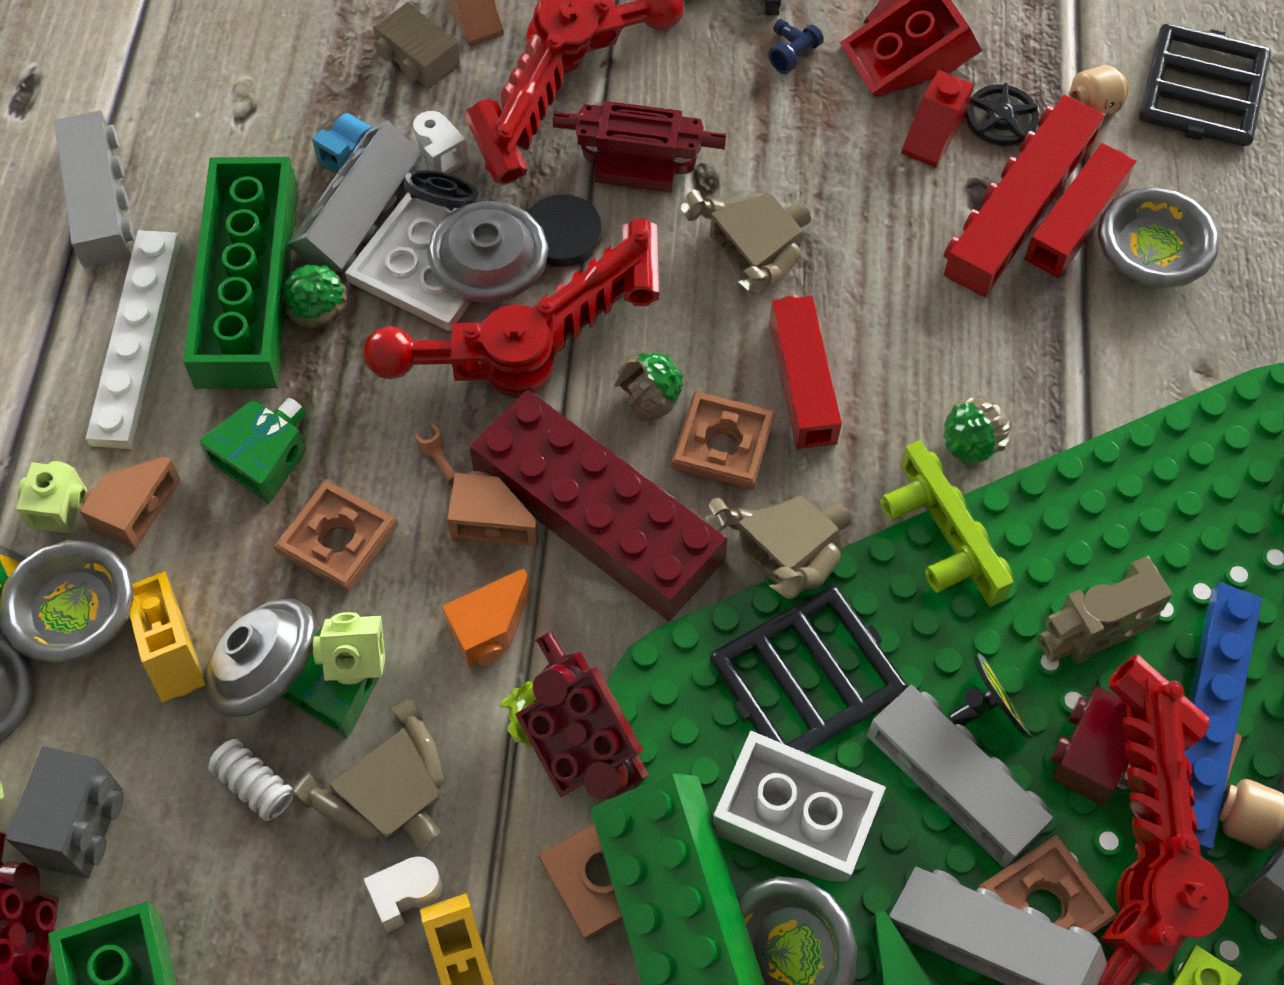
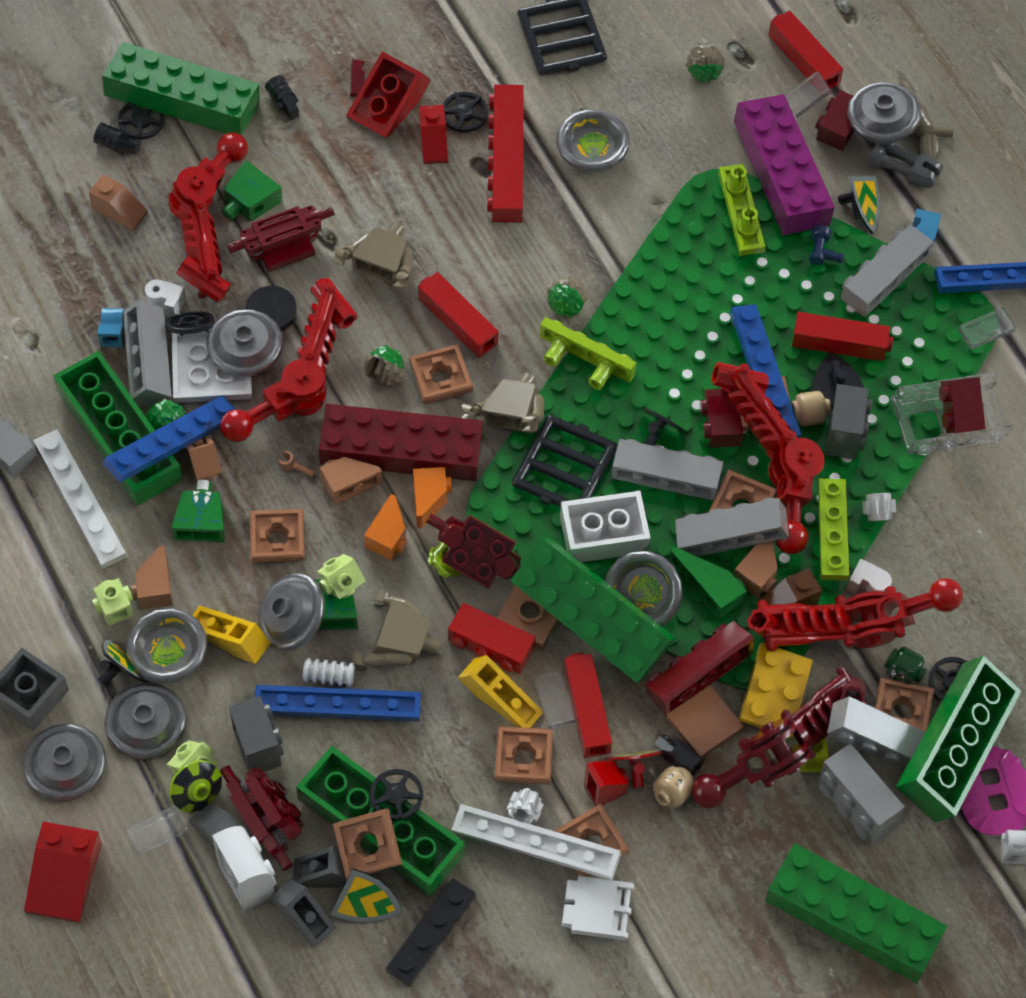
camera: 35 degrees left, 0 degrees up
(230, 837) = (341, 703): none -> blue plate
(274, 317) = (167, 440): none -> blue plate
(321, 368) = (203, 459): none -> nougat slope
(403, 886) = (441, 675): white leg -> none
(416, 45) = (107, 247): dark tan brick -> none
(514, 879) = (491, 637): none -> red brick
(584, 599) = (430, 492): none -> orange slope
(642, 71) = (250, 193): none -> green torso
(784, 56) = (322, 141): dark blue piece -> none
(1079, 210) = (542, 146): red brick -> none
(1100, 89) = (509, 70): tan head -> none
(1106, 614) = (689, 353): dark tan hips -> none

